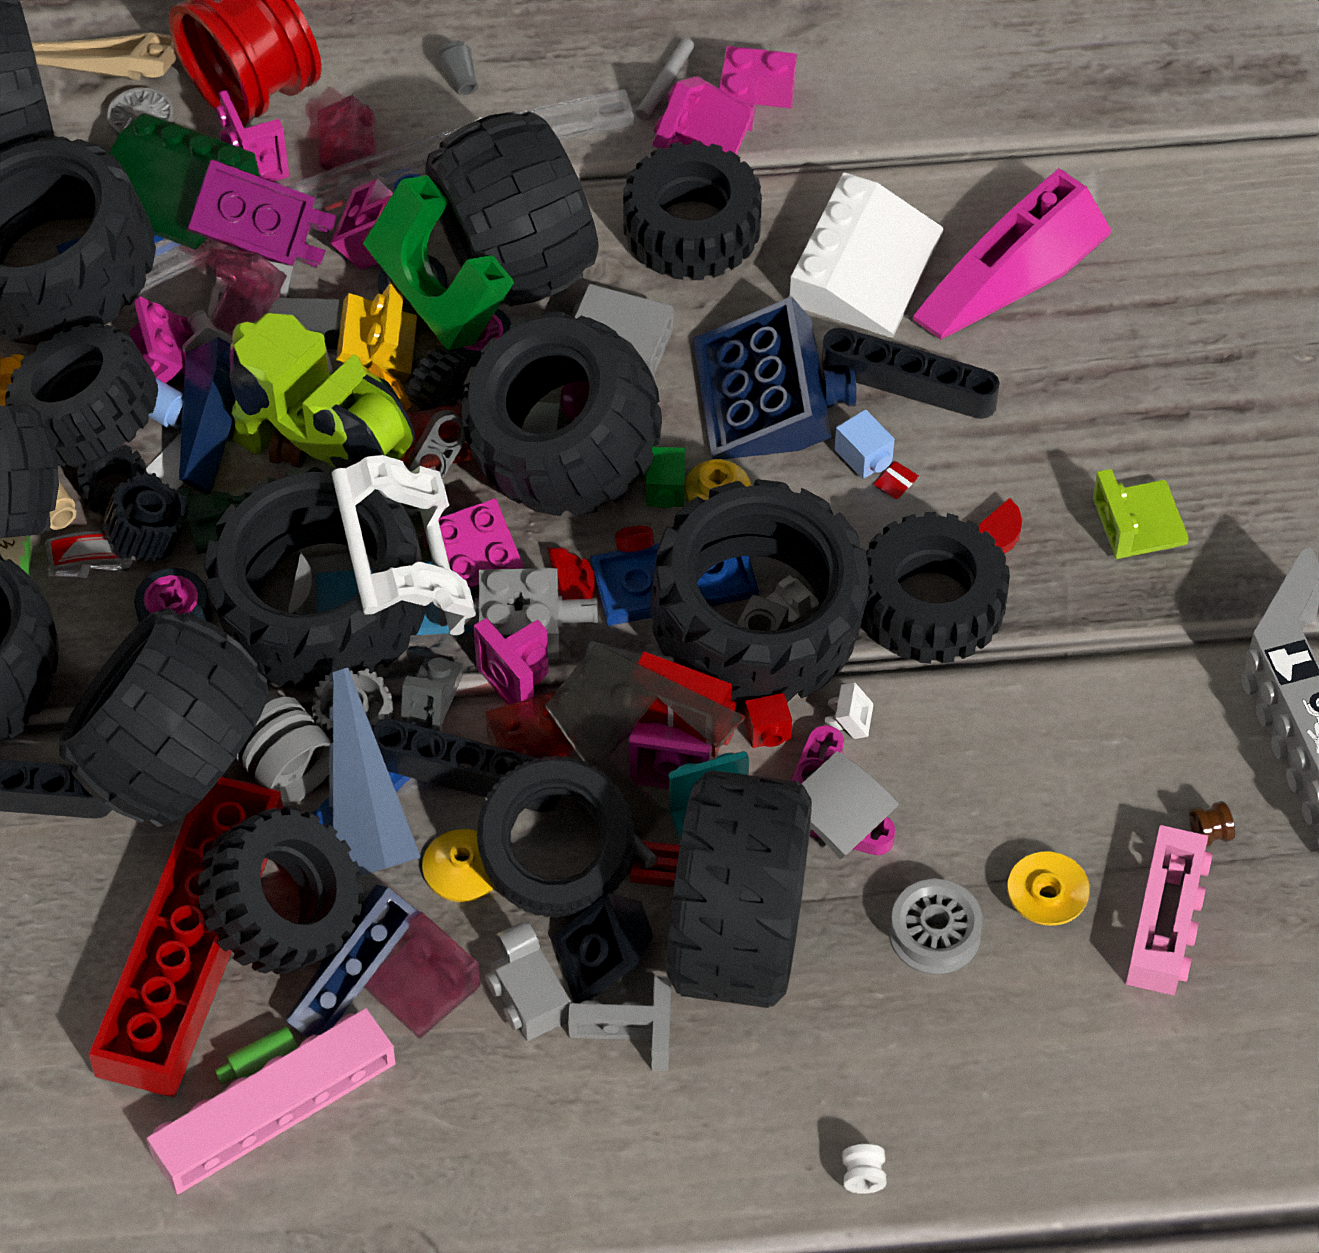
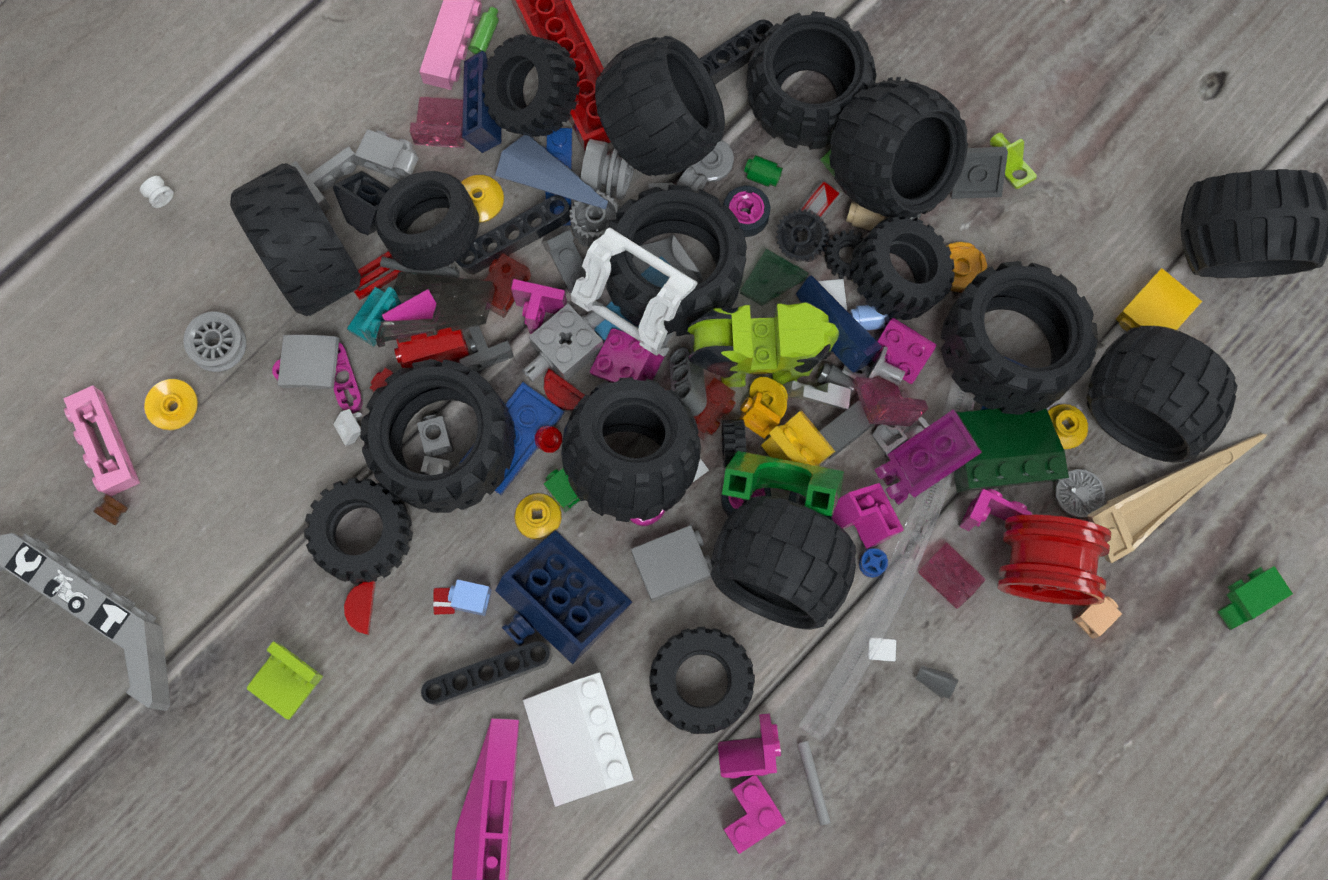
camera: 140 degrees right, 20 degrees up
(104, 627) = (763, 171): none -> green brick

